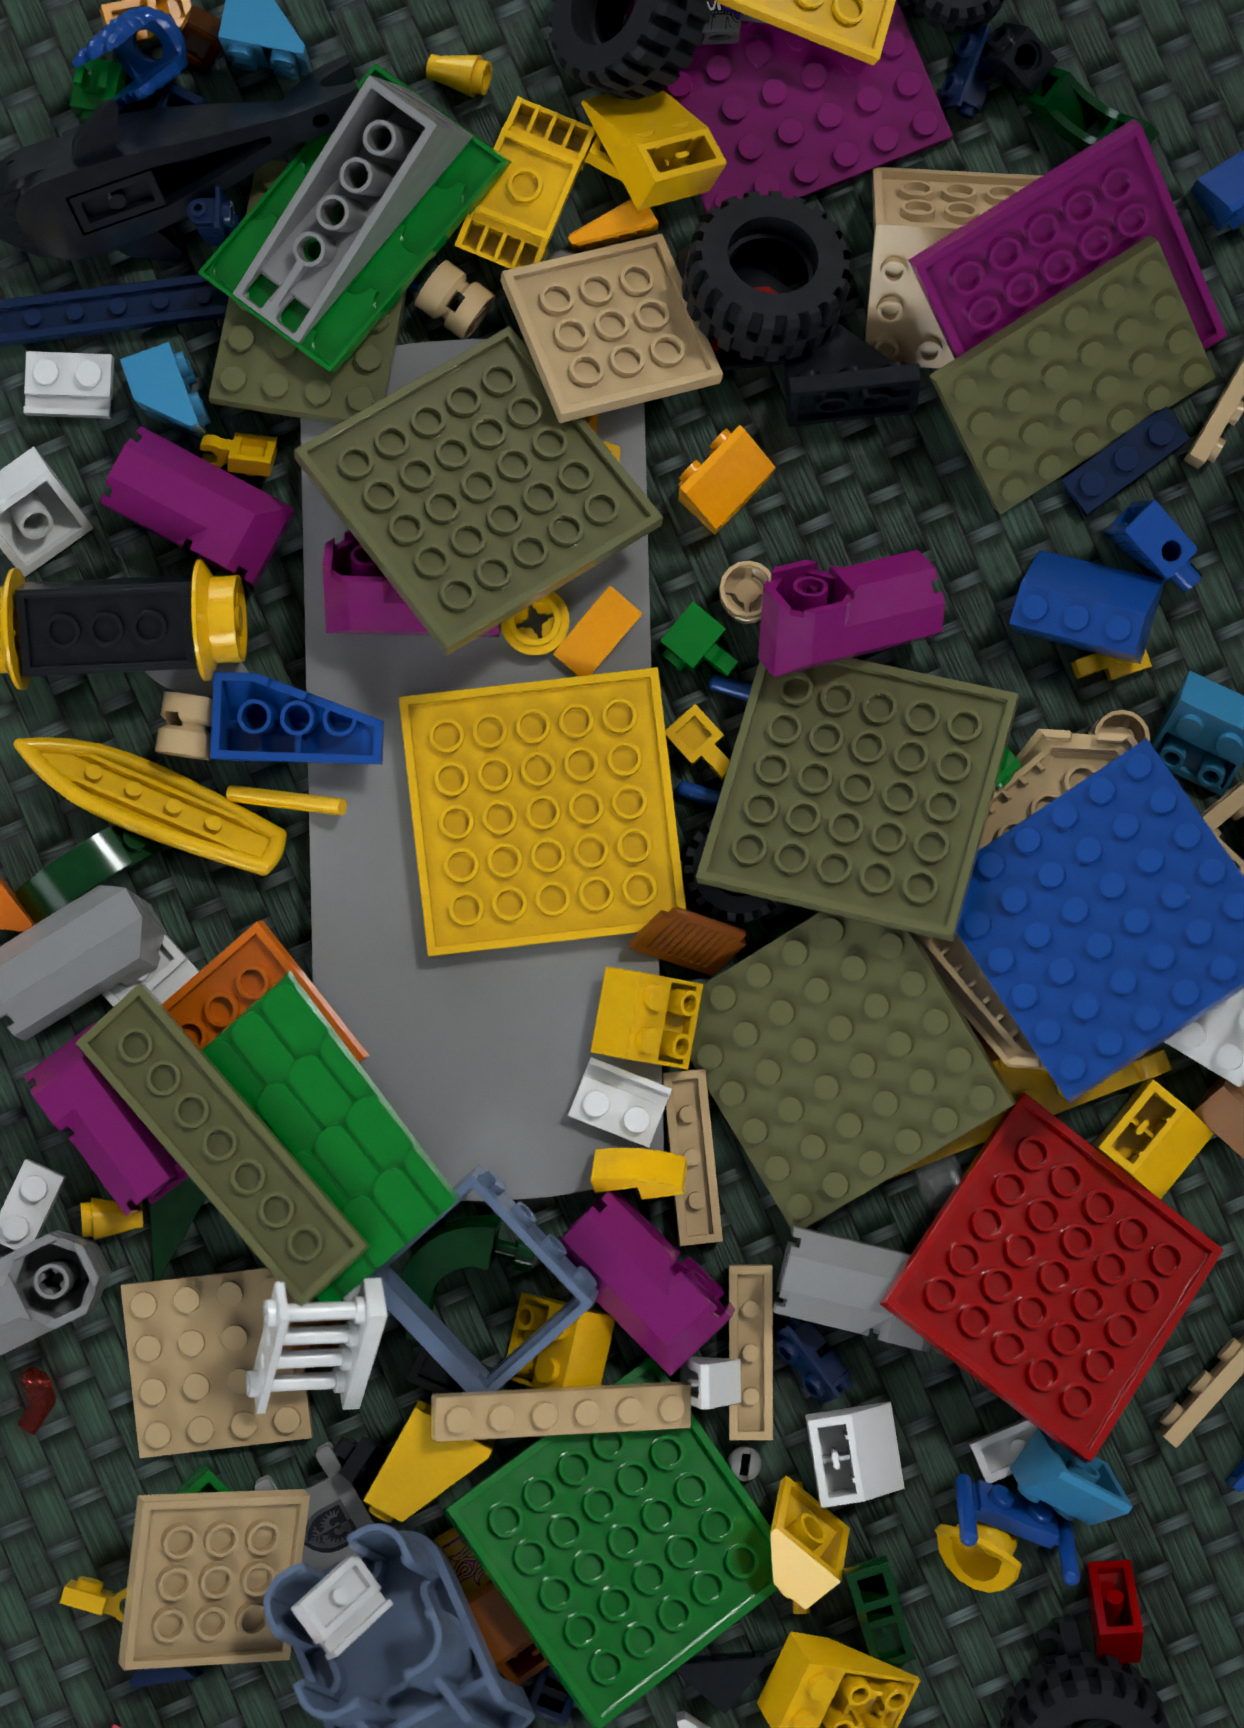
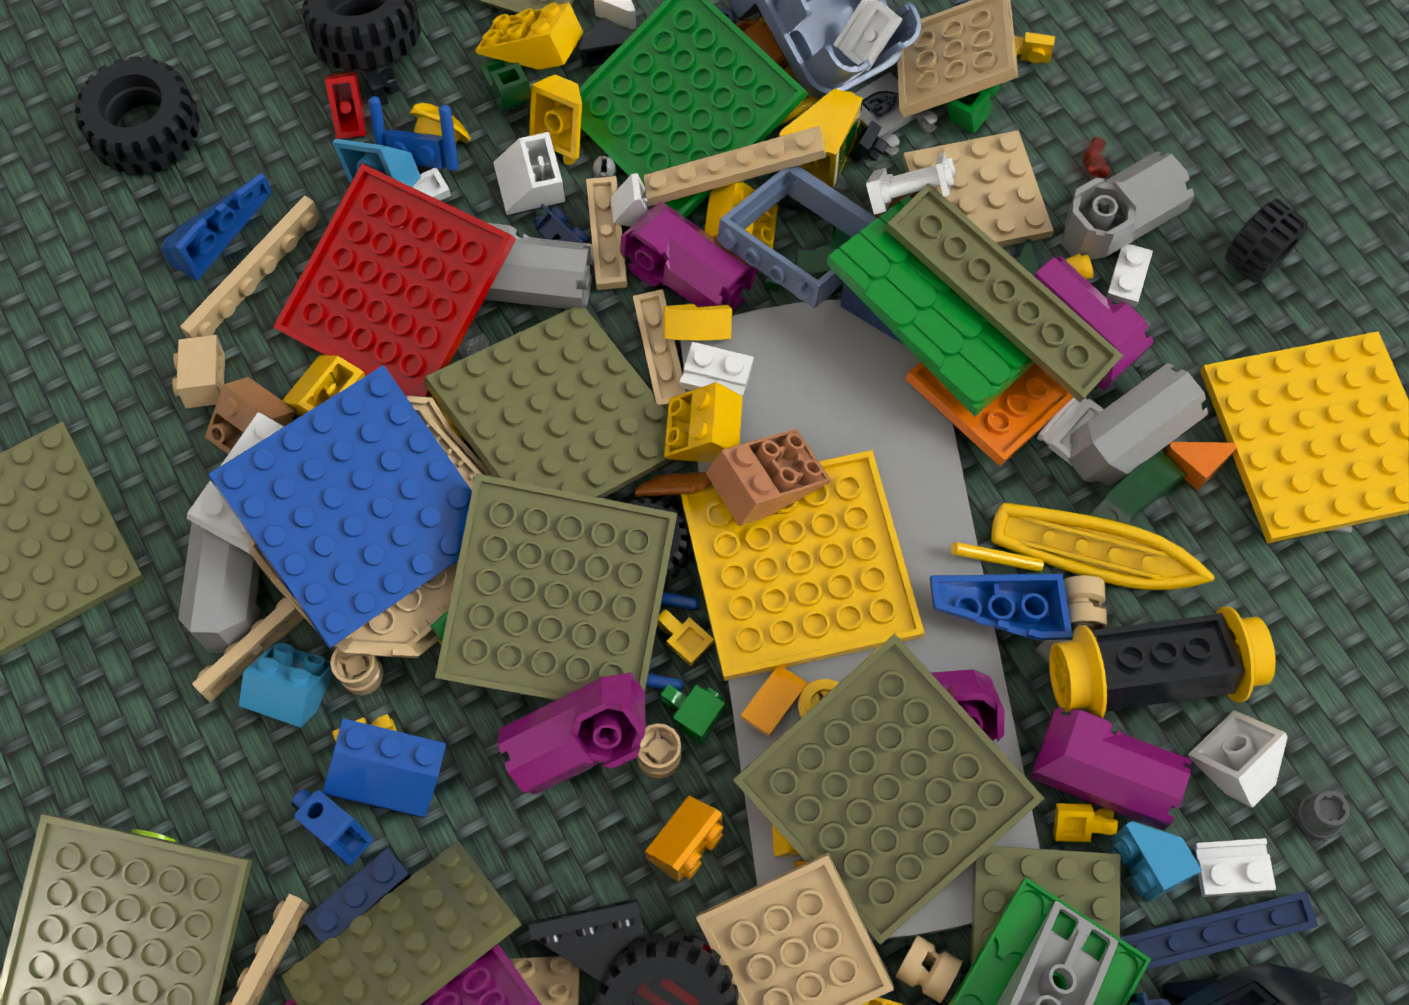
camera: 175 degrees right, 20 degrees down
(570, 926) = (766, 475): none -> nougat slope

